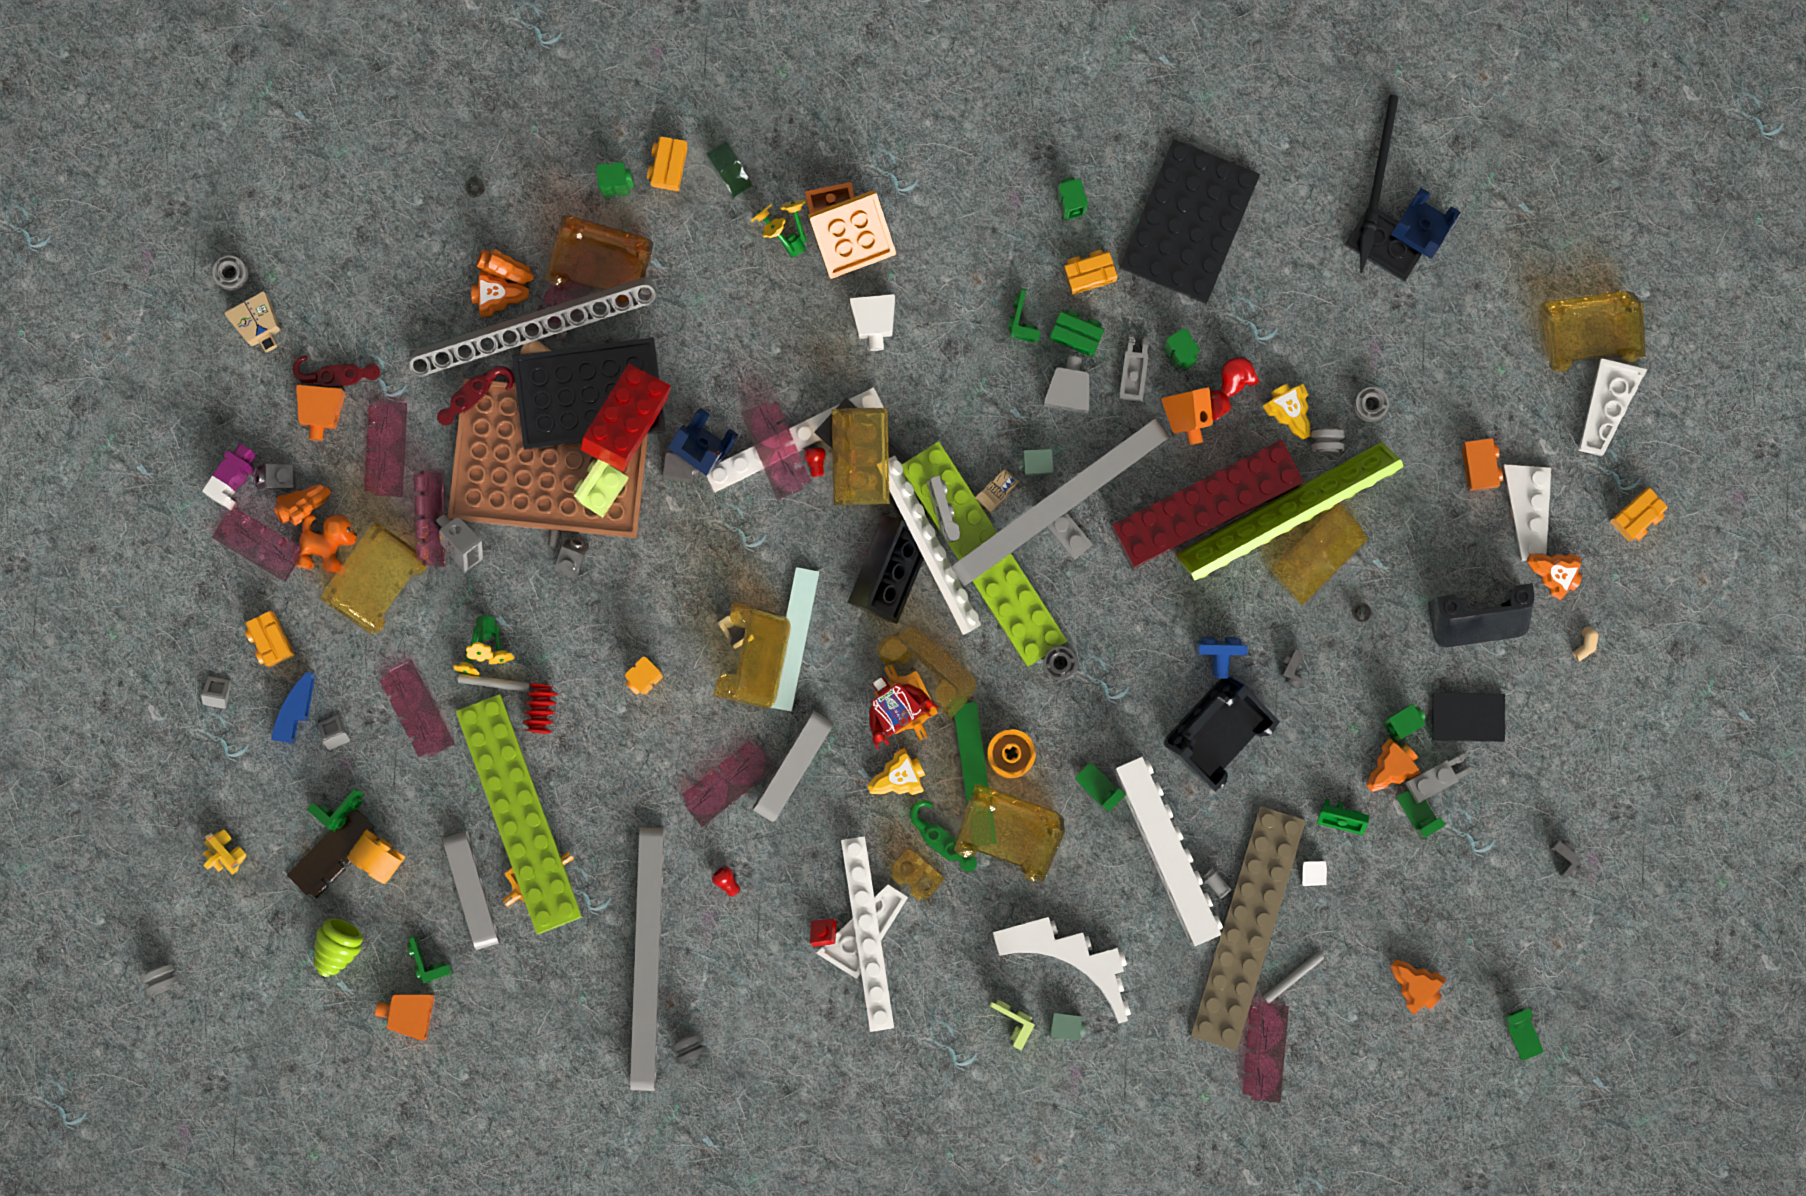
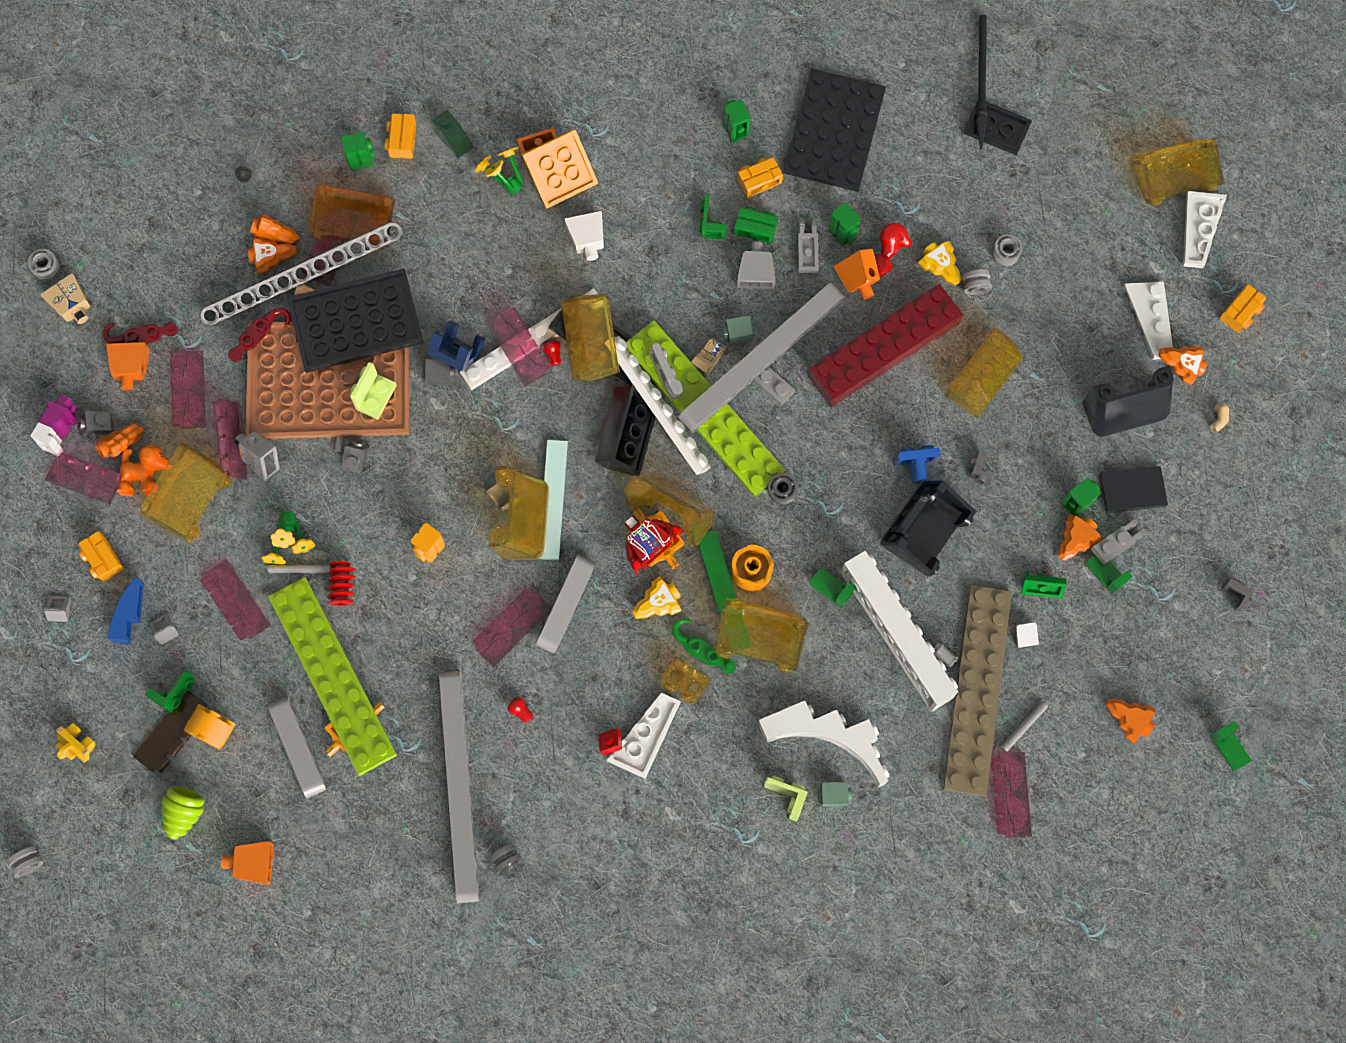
camera: 10 degrees left, 10 degrees down
(437, 970) = (273, 821): green bracket -> none
(625, 417) = (387, 328): red brick -> none
(867, 934) = (649, 737): white plate -> none
(1289, 510) = (954, 340): lime plate -> none
(1356, 612) = (1024, 416): clear smoke hinge -> none
(1424, 226) = (1024, 108): dark blue panel -> none
(1481, 464) = (1106, 285): orange brick -> none

